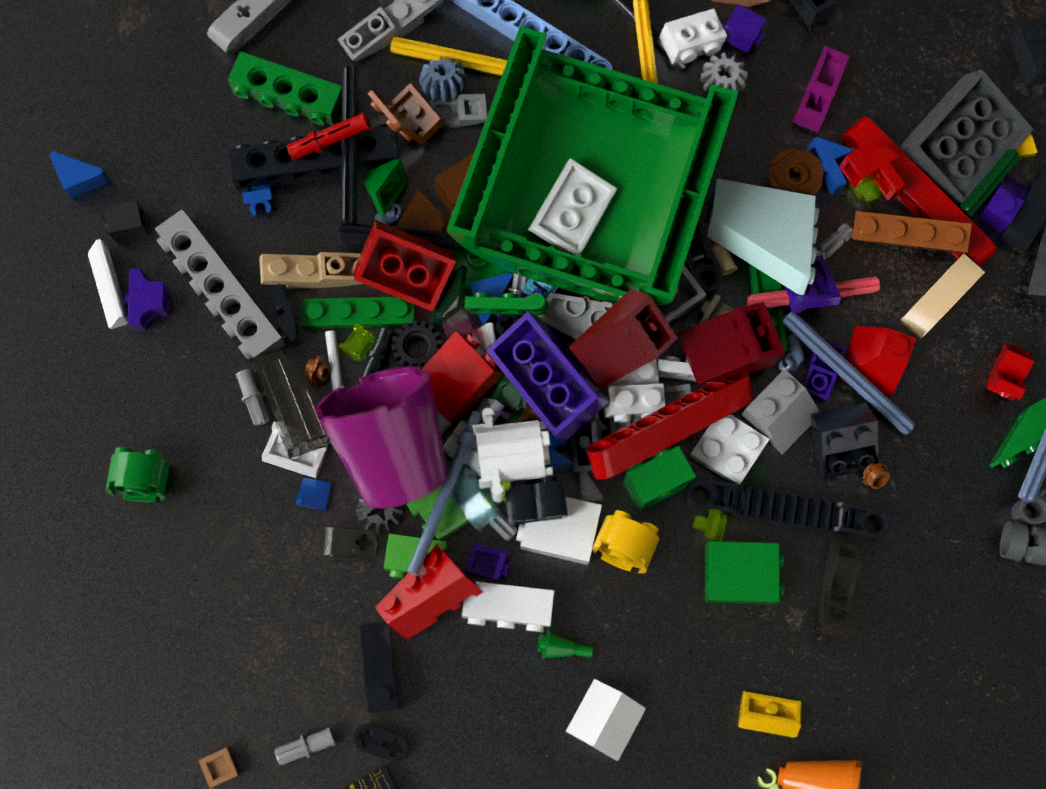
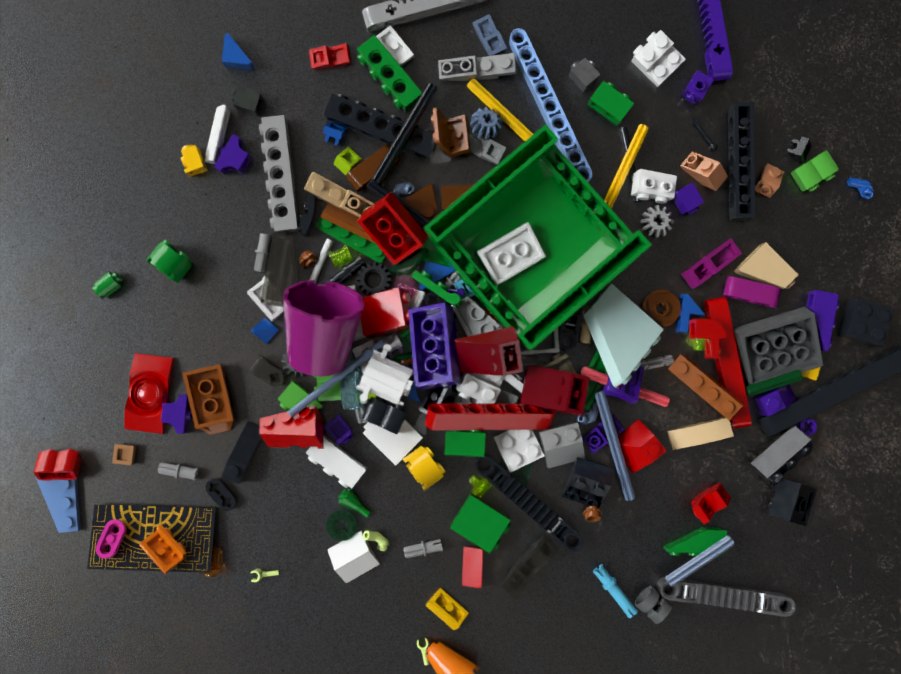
camera: 25 degrees right, 10 degrees up
(70, 555) = (107, 284): none -> green brick
(95, 333) = (193, 160): none -> yellow brick
(197, 113) = (330, 57): none -> red slope
(206, 668) = (148, 390): none -> red slope
(261, 667) = (178, 414): none -> dark purple brick
(274, 51) = (395, 46): none -> white plate
(293, 624) = (209, 399): none -> dark orange slope
(295, 224) = (347, 160): none -> lime slope
(319, 140) = (386, 121): red pin -> none
(325, 223) = (363, 173): none -> reddish brown beam
(341, 294) = (345, 220): none -> dark orange tile
(385, 184) = (412, 170): green slope -> none
(577, 679) = (342, 534): none -> clear green gear
(620, 673) = (377, 537): none -> yellowish green arm
(690, 651) = (423, 548): none -> light grey axle
(768, 637) = (472, 566): none -> slope
(891, 55) = (767, 268): none -> tan slope
(891, 93) = (752, 292): none -> magenta beam
(956, 552) = (609, 583): none -> medium azure pin
(991, 58) = (824, 306): none -> dark purple slope

